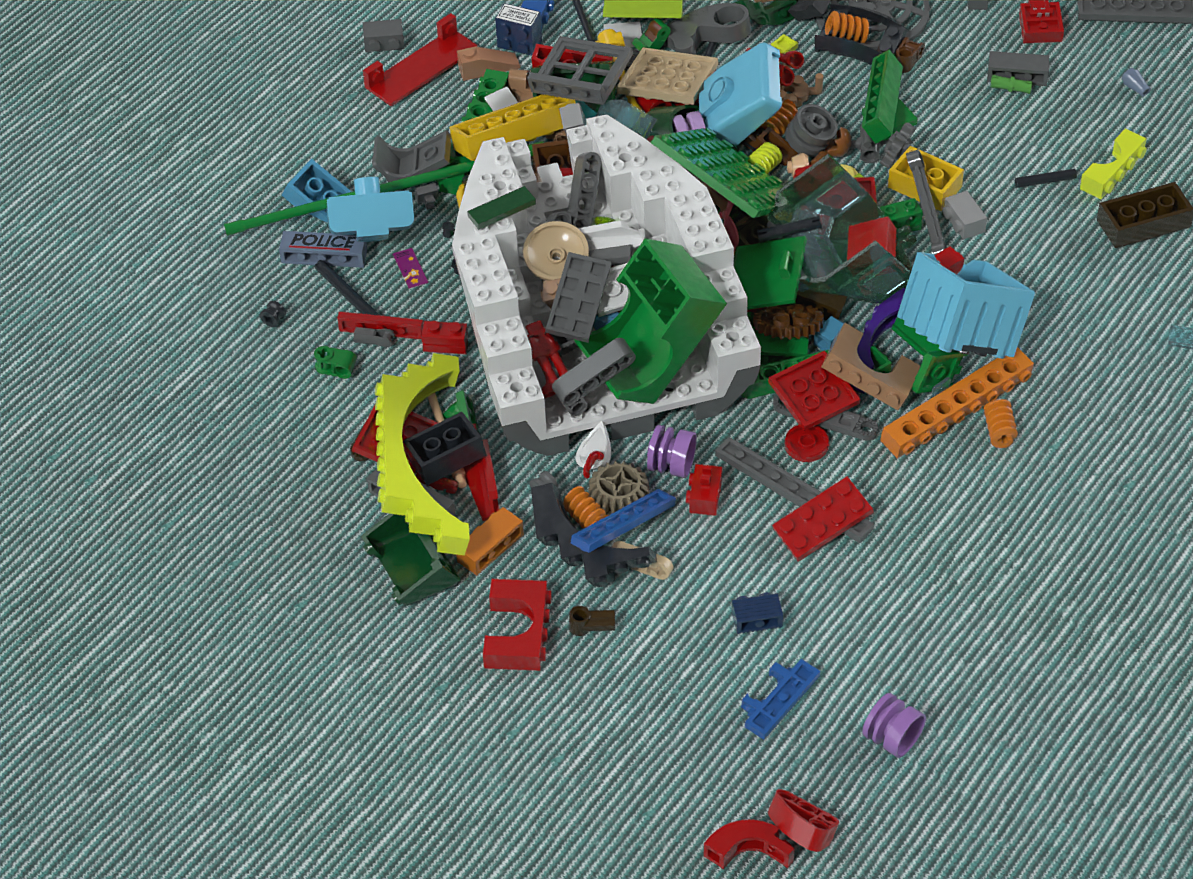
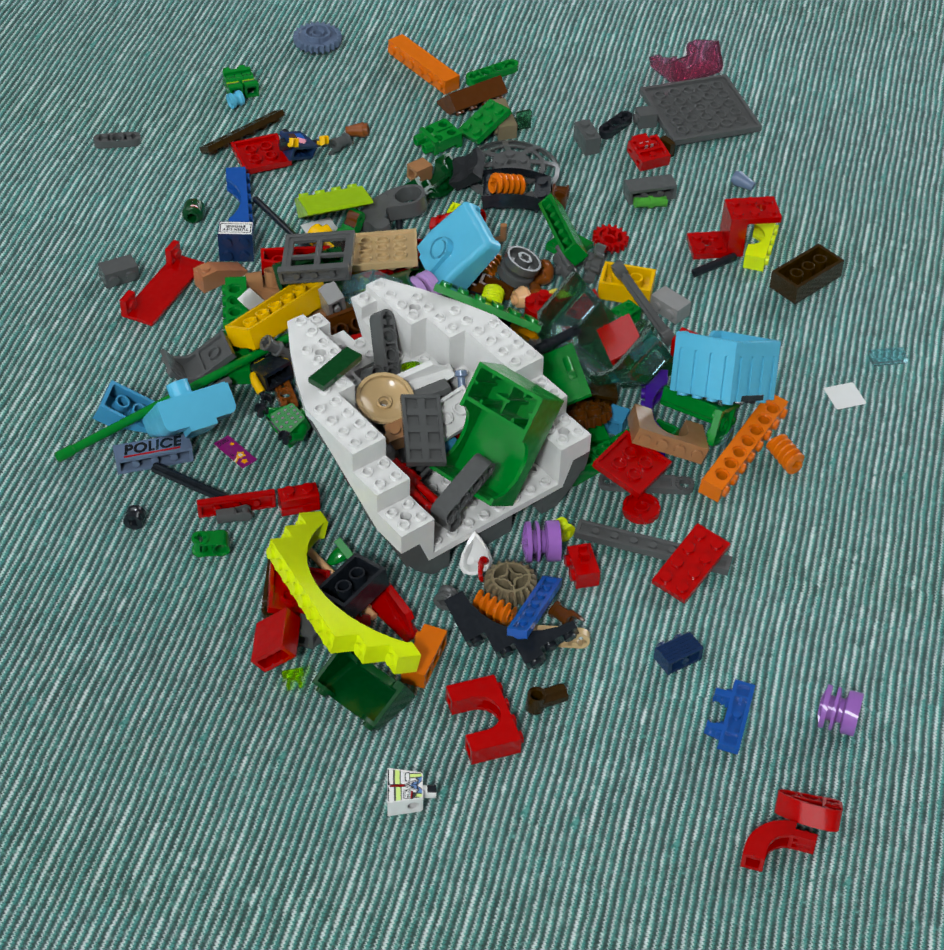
camera: 25 degrees left, 5 degrees down
(345, 482) = (276, 639): none -> red brick
(347, 524) = (292, 675): none -> clear neon green tile
(400, 676) = (406, 791): none -> torso
(658, 539) = (562, 614): none -> reddish brown piece
(706, 443) = (567, 530): none -> neon yellow wheel
(938, 119) = (611, 237): none -> red gear
(1069, 19) = (669, 144): none -> dark brown plate
(1090, 124) = (735, 217): none -> red bracket
(1113, 372) = (844, 395): none -> white sticker

